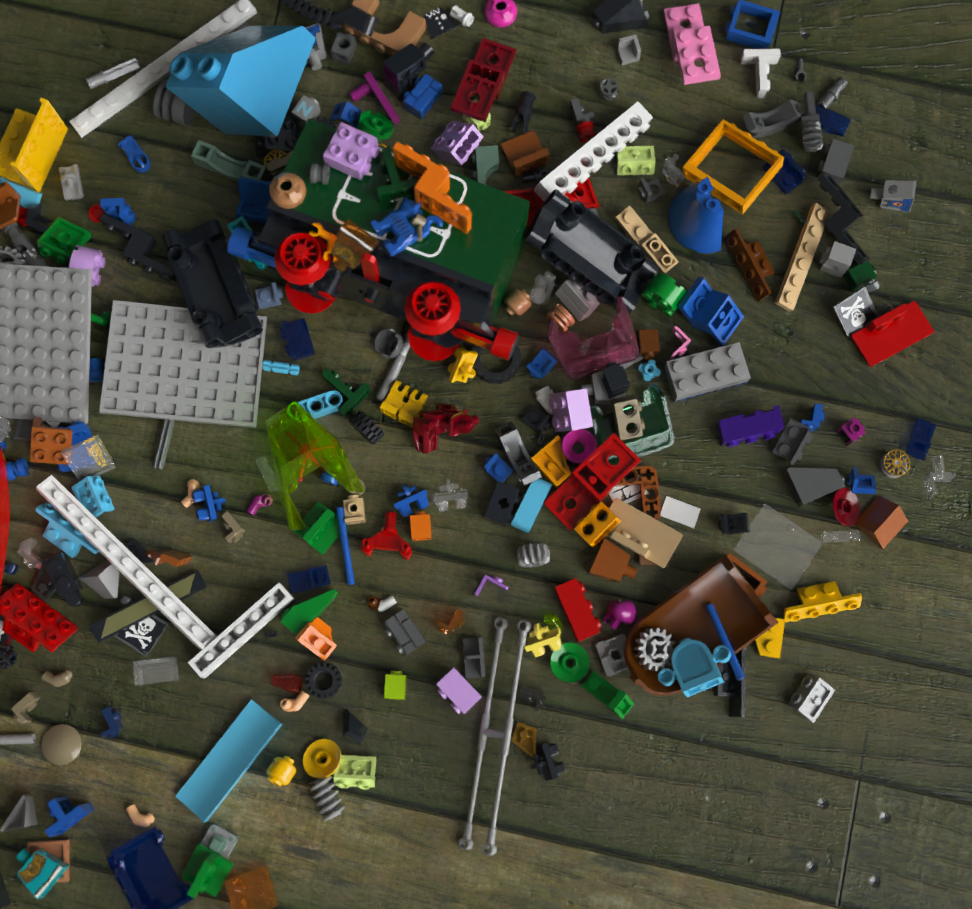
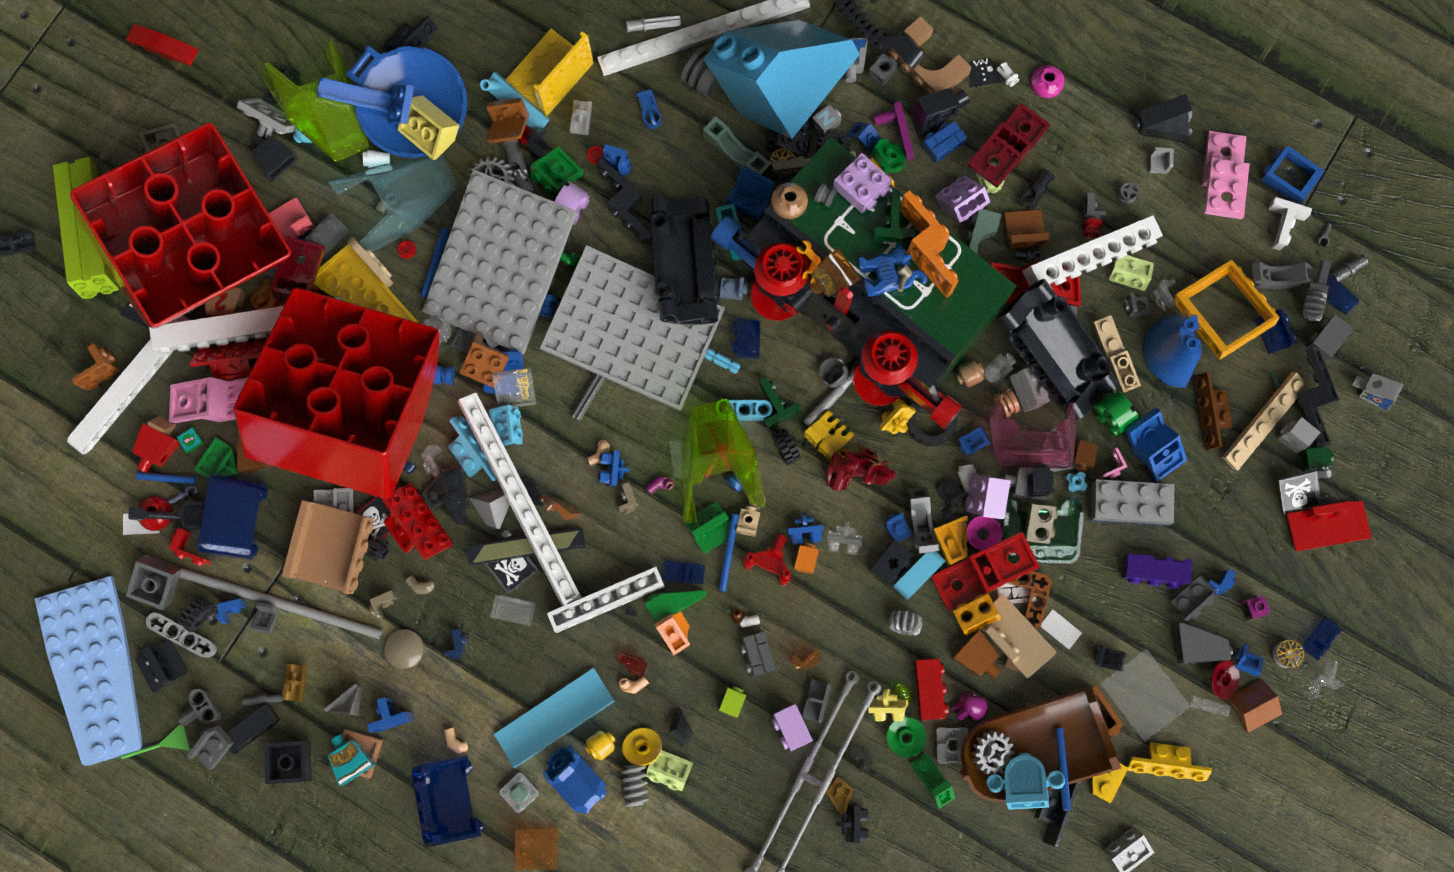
camera: 20 degrees right, 0 degrees up
(206, 871) = (501, 814): green bracket -> none
(266, 813) = (574, 779): none -> blue brick
(312, 675) = (655, 673): black tyre -> none
(494, 580) = (860, 634): medium lavender bracket -> none

